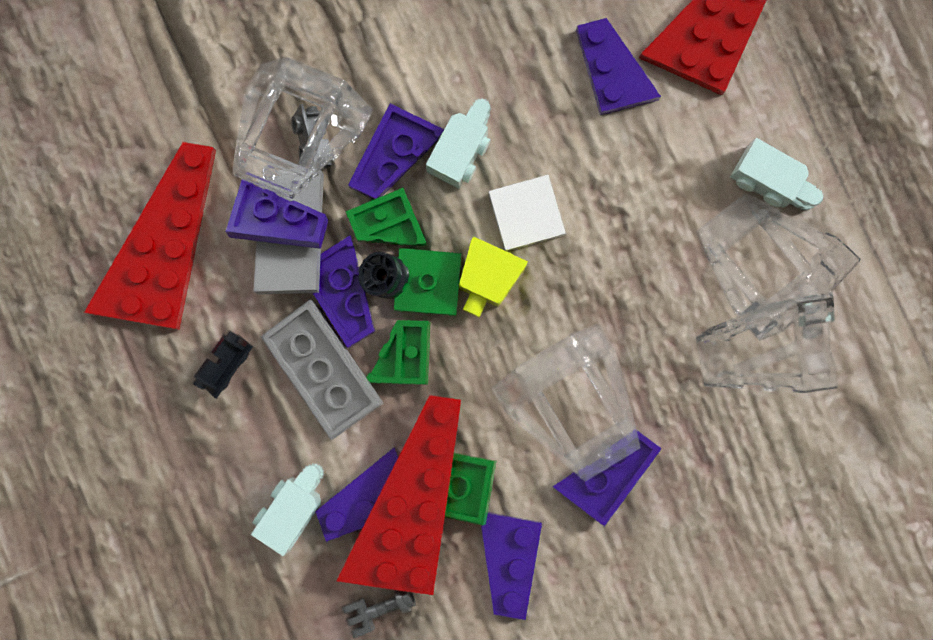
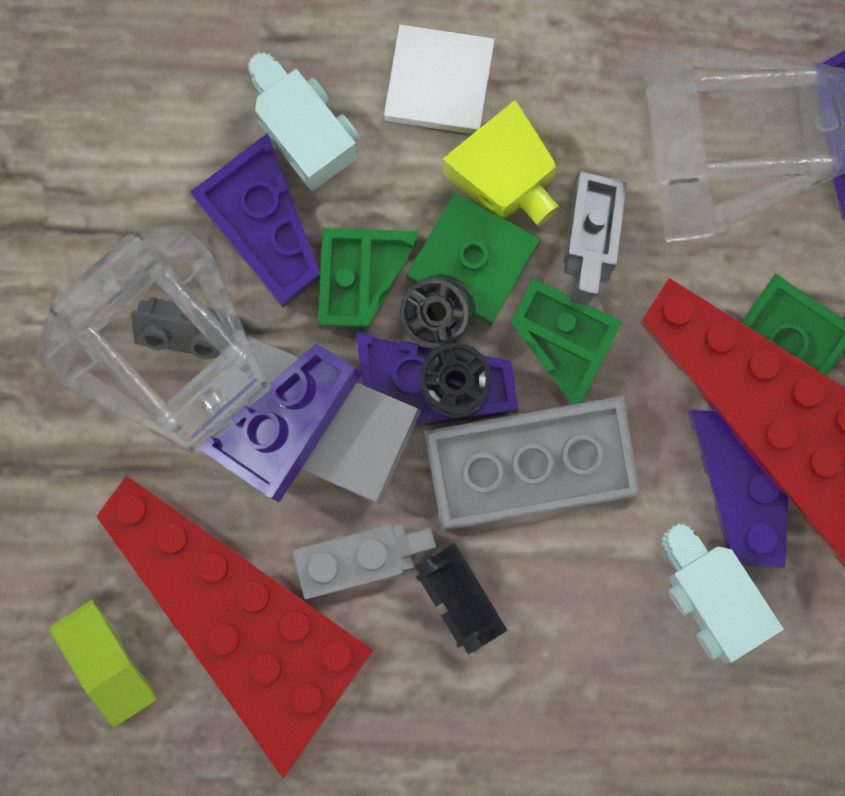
camera: 65 degrees left, 5 degrees down
(104, 178) = (102, 663): none -> lime slope
(224, 298) = (359, 559): none -> light grey hinge
(340, 291) = (459, 361): none -> black wheel
(471, 344) = (593, 233): none -> hinge

